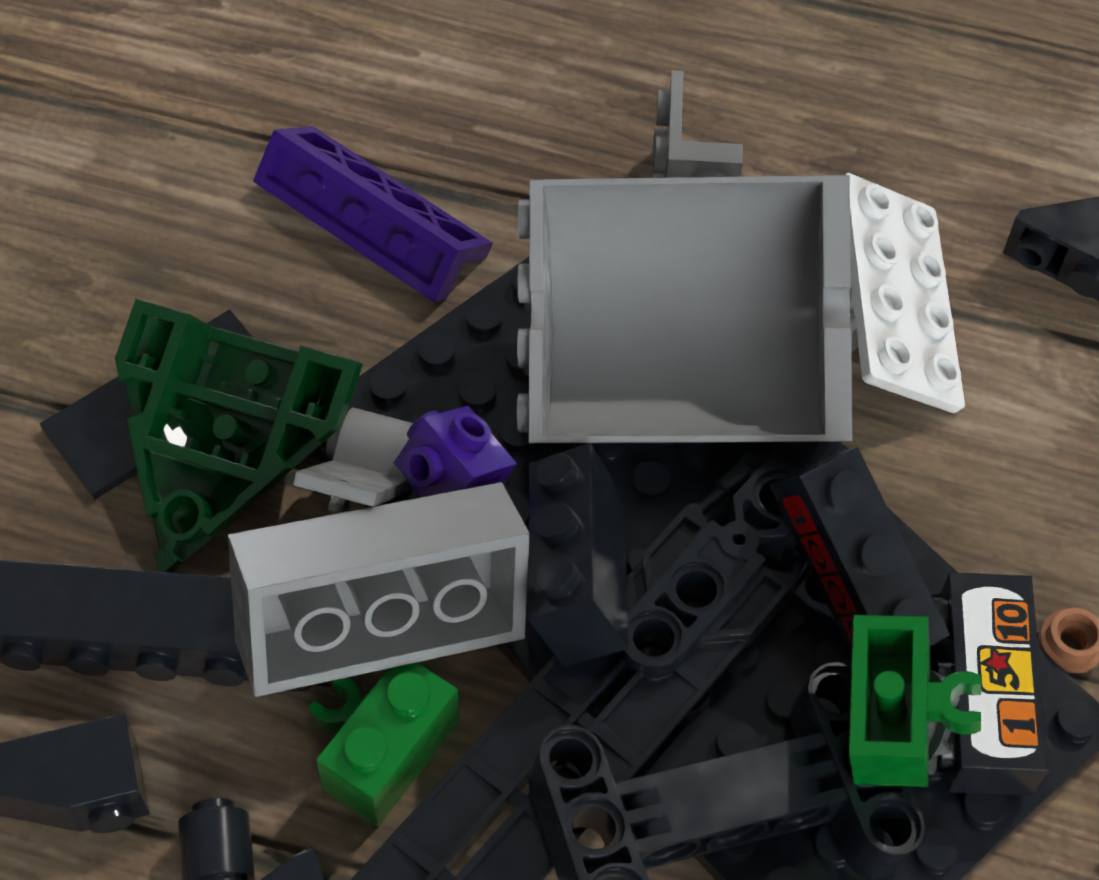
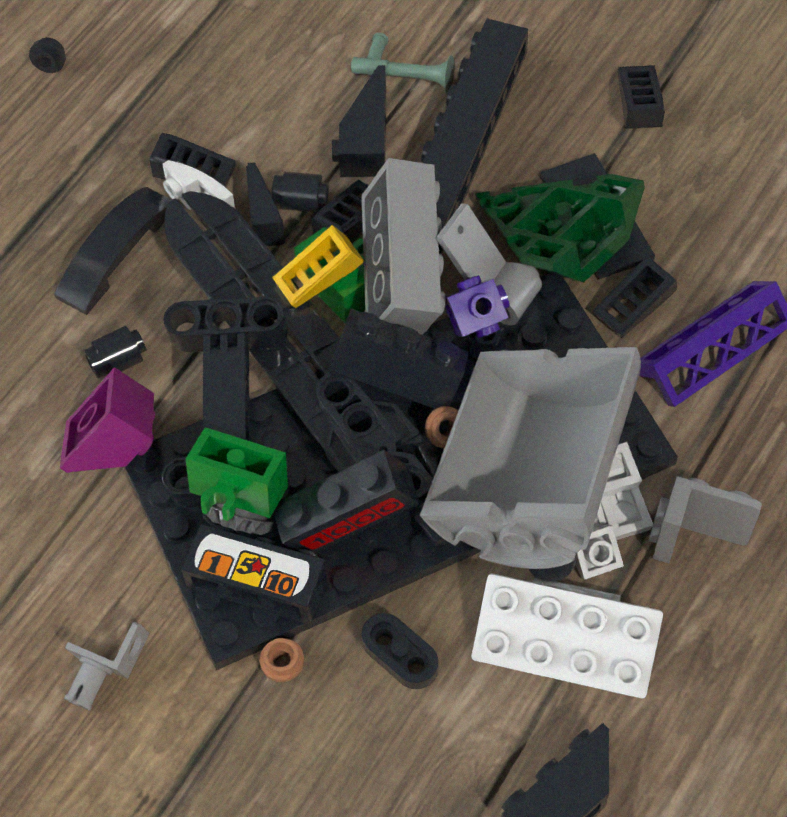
camera: 110 degrees right, 0 degrees up
(274, 801) = (334, 211): none -> black slope
(296, 280) = (646, 269): none -> black slope
(443, 711) = (325, 276): none -> yellow slope
(648, 487) = (434, 421): none -> nougat plate
(997, 492) = (401, 652): none -> black plate

